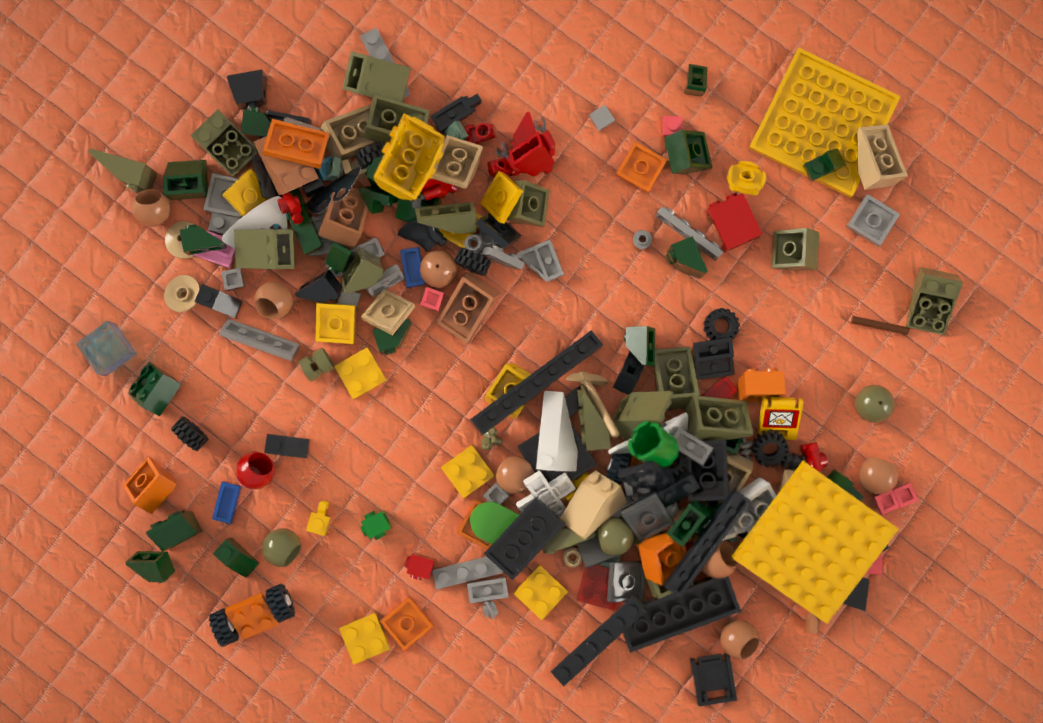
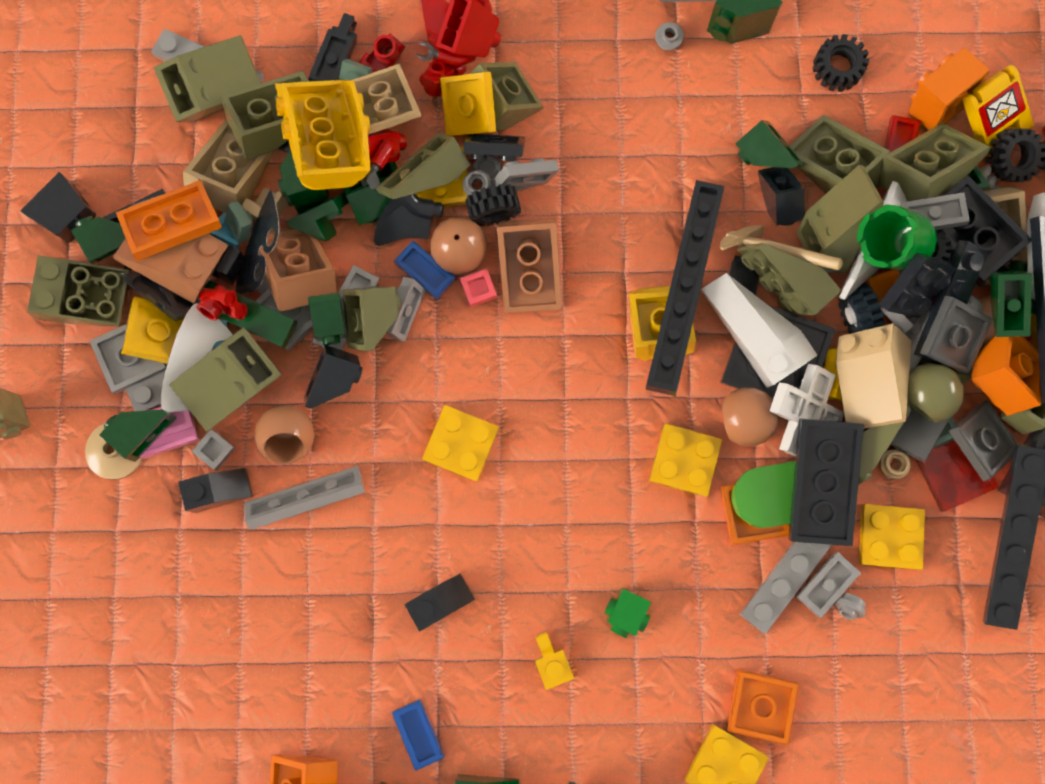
camera: 35 degrees left, 5 degrees down
(106, 348) = (114, 658): clear light blue container -> none
(150, 207) = (42, 439): nougat helmet -> none
(154, 389) = (215, 662): dark green slope -> none
(177, 289) = (152, 511): tan dish -> none
(186, 180) = (63, 374): dark green slope -> none
(189, 433) = (304, 682): black tyre -> none
(255, 470) = (424, 663): red helmet -> none
(281, 547) = (533, 735): olive helmet -> none
(321, 359) = (402, 462): olive wheel -> none
(335, 323) = (383, 405): yellow plate -> none
(349, 298) = (377, 366): light grey tile -> none
(367, 155) = (268, 171): black tyre -> none
(388, 311) = (438, 341): tan tile -> none
(388, 343) = (464, 368): dark green slope -> none
(419, 566) = (723, 621): red brick -> none
(490, 439) = (682, 401): olive plant -> none
(496, 494) = (741, 460): light grey tile -> none
(543, 260) = (575, 144): light grey wing -> none
(713, 358) = (864, 102): black slope -> none

